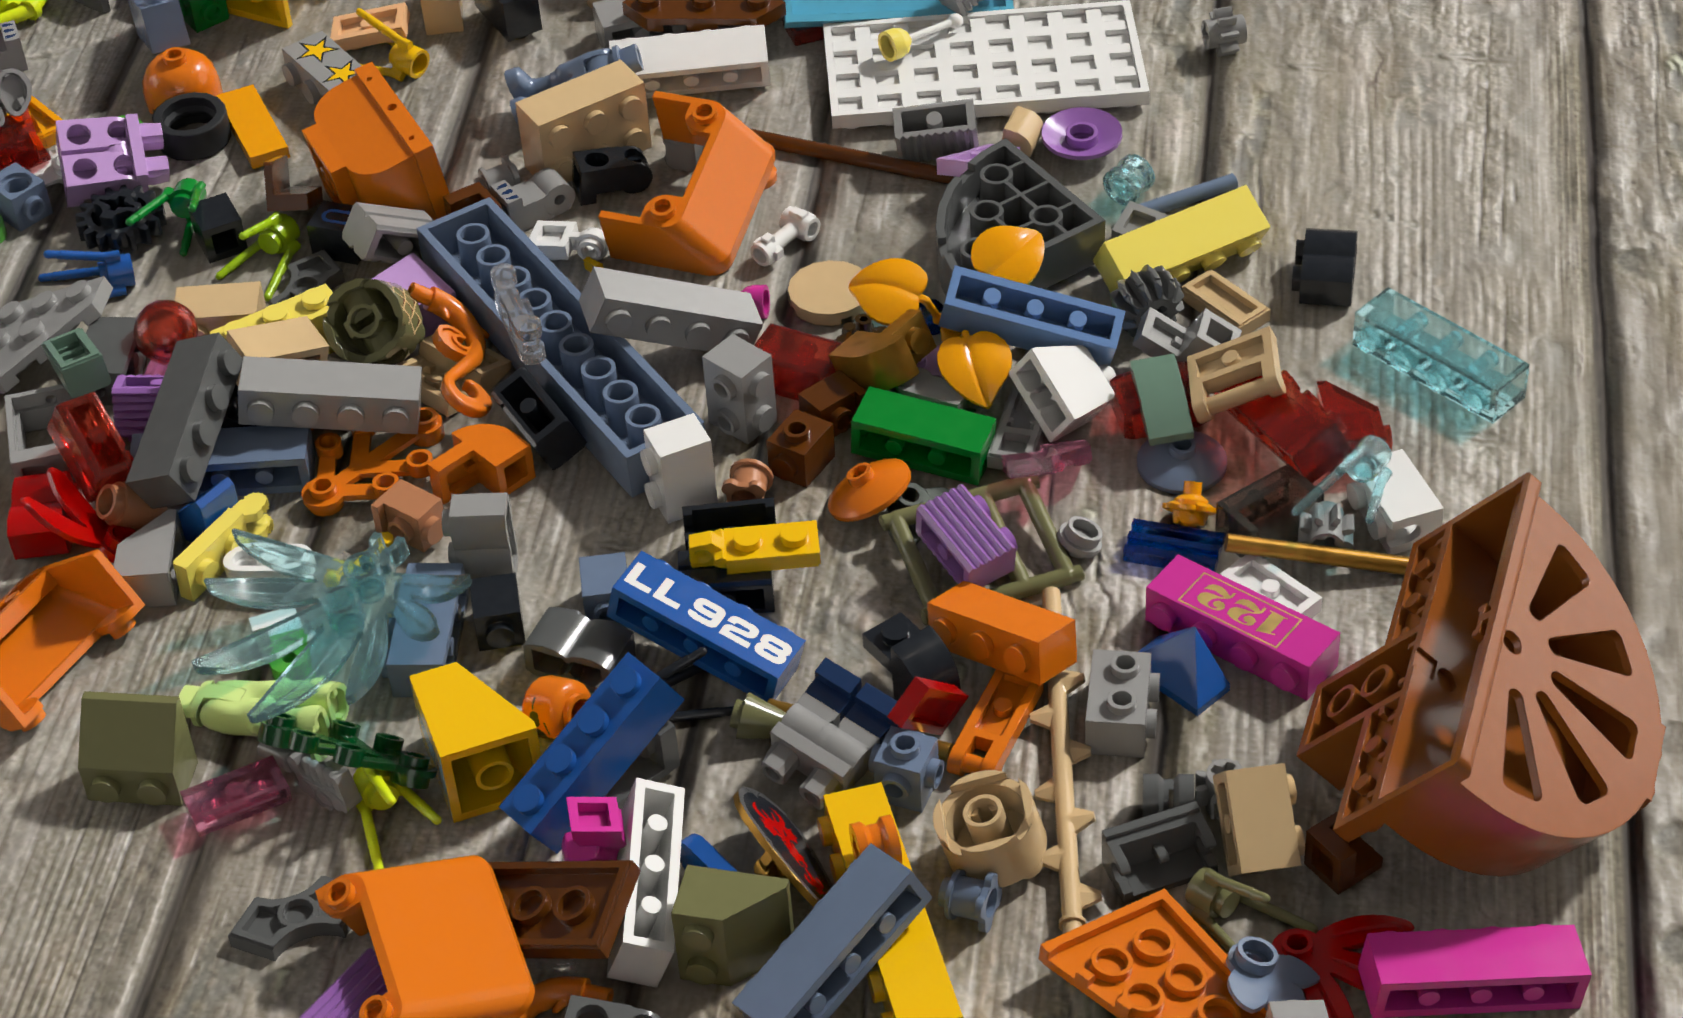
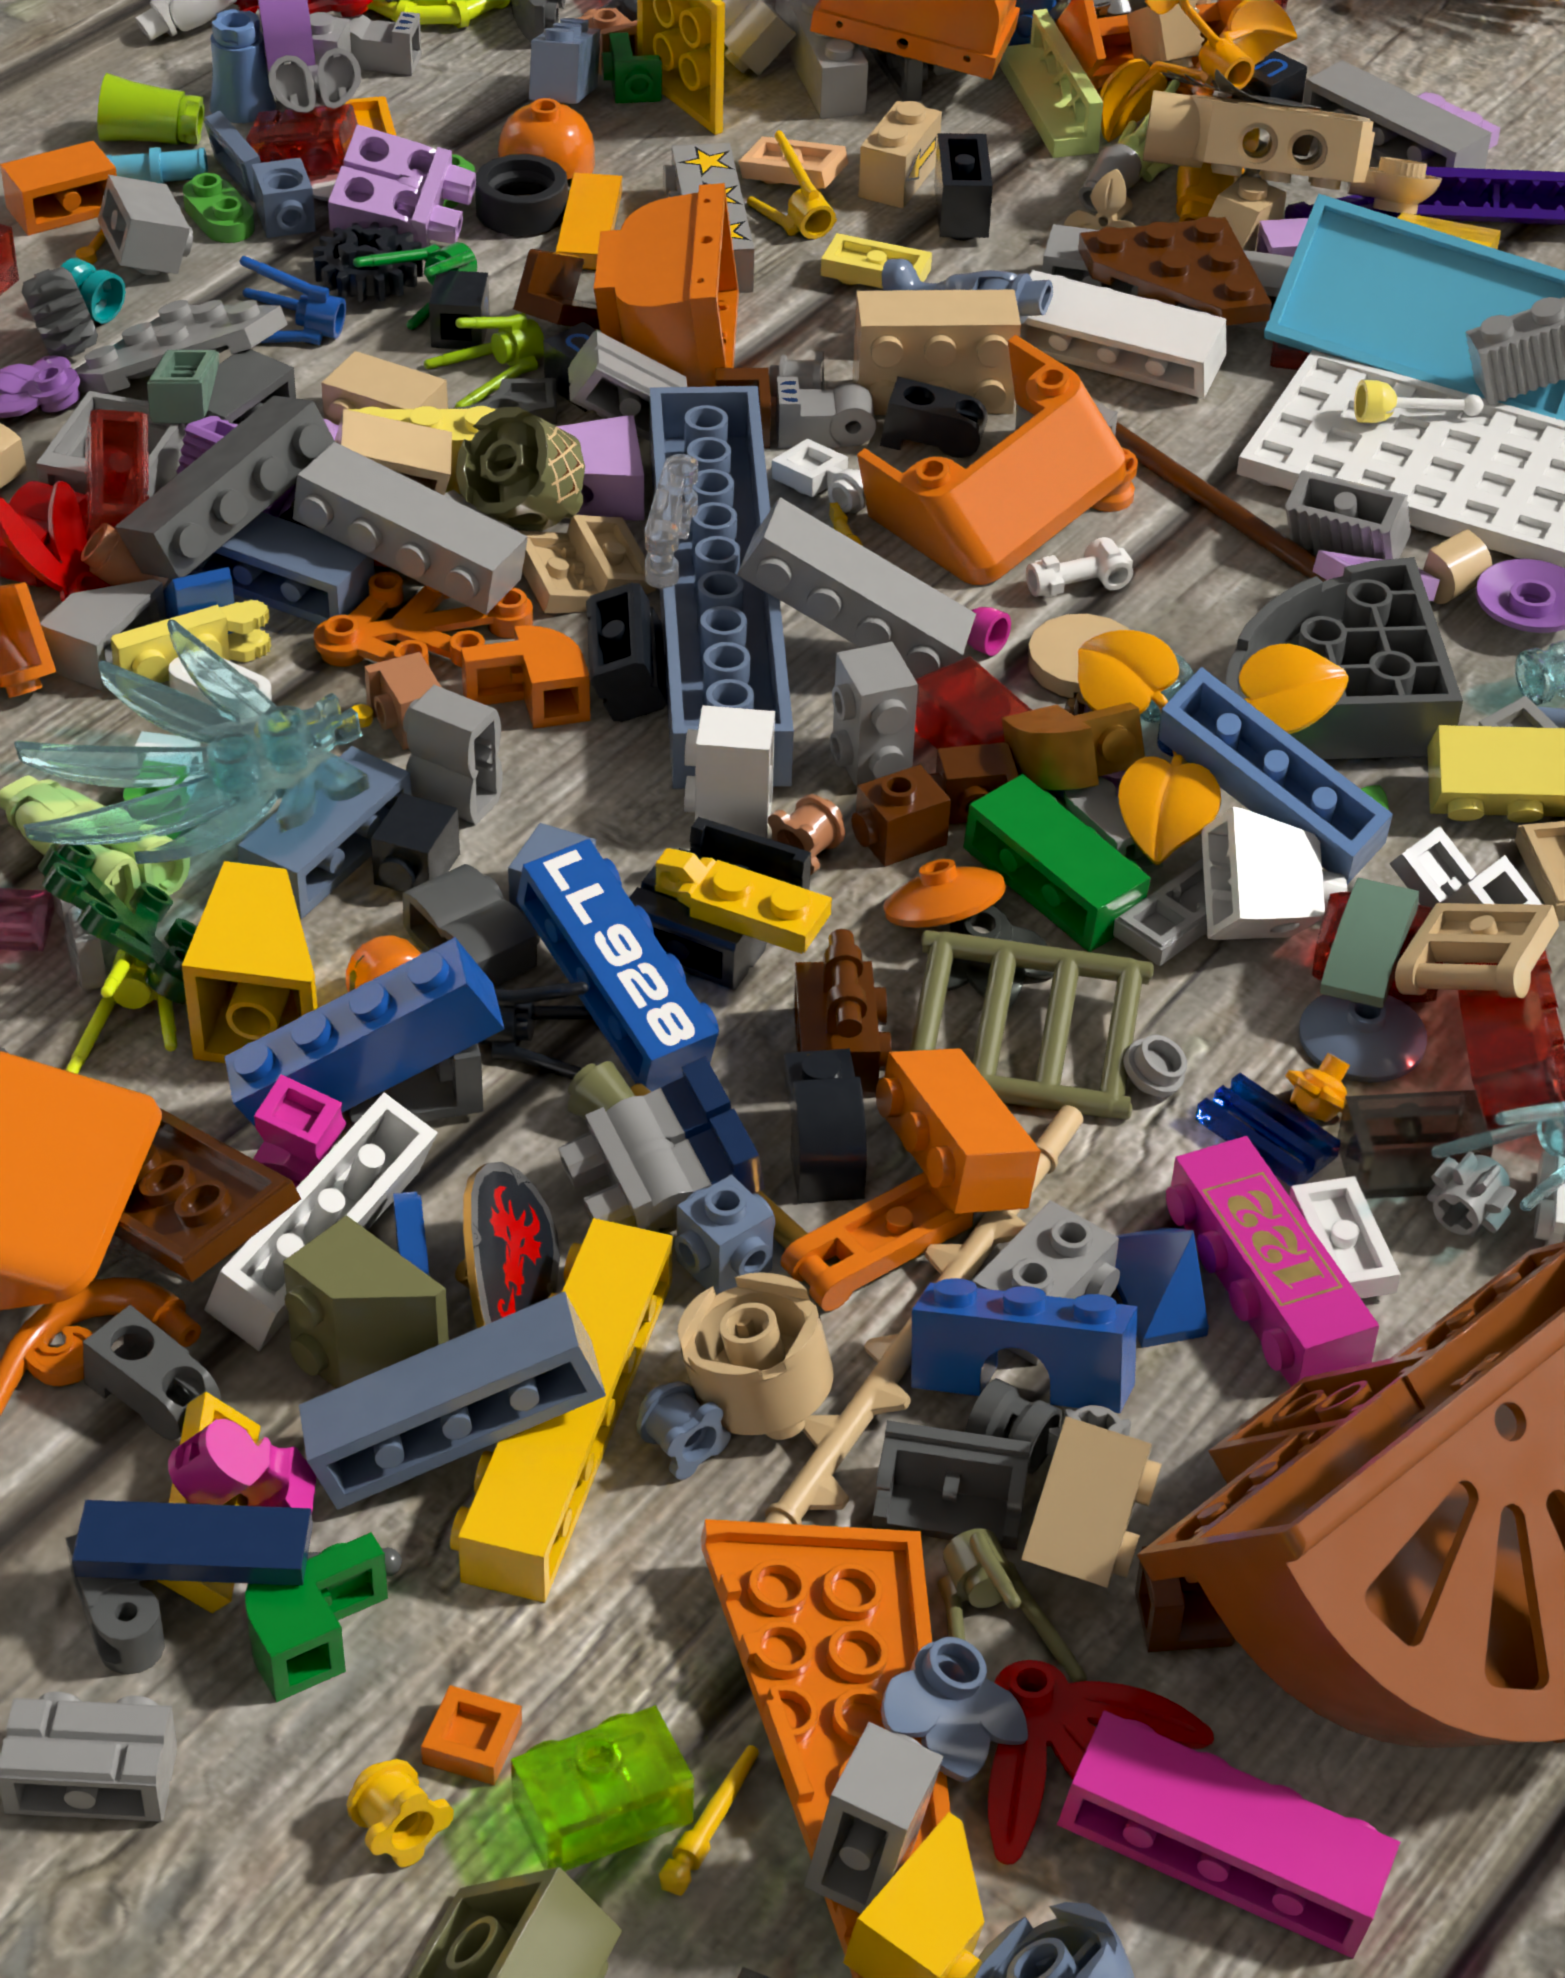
camera: 25 degrees right, 0 degrees up
(161, 326) = (304, 377): clear red hair -> none
(449, 342) = (589, 527): orange plant -> none
(478, 78) = (862, 260): none -> light yellow plate
(863, 593) = (843, 1009): none -> reddish brown brick
(880, 834) = (597, 1297): orange wheel -> none
(927, 706) = (795, 1173): red tile -> none
(965, 537) = (999, 999): medium lavender brick -> none
(1047, 461) = (1177, 956): clear pink tile -> none
(1107, 749) = (1080, 1341): none -> blue arch
(1147, 289) = (1464, 811): dark grey gear -> none
(1315, 554) = (1415, 1206): pearl gold bar -> none

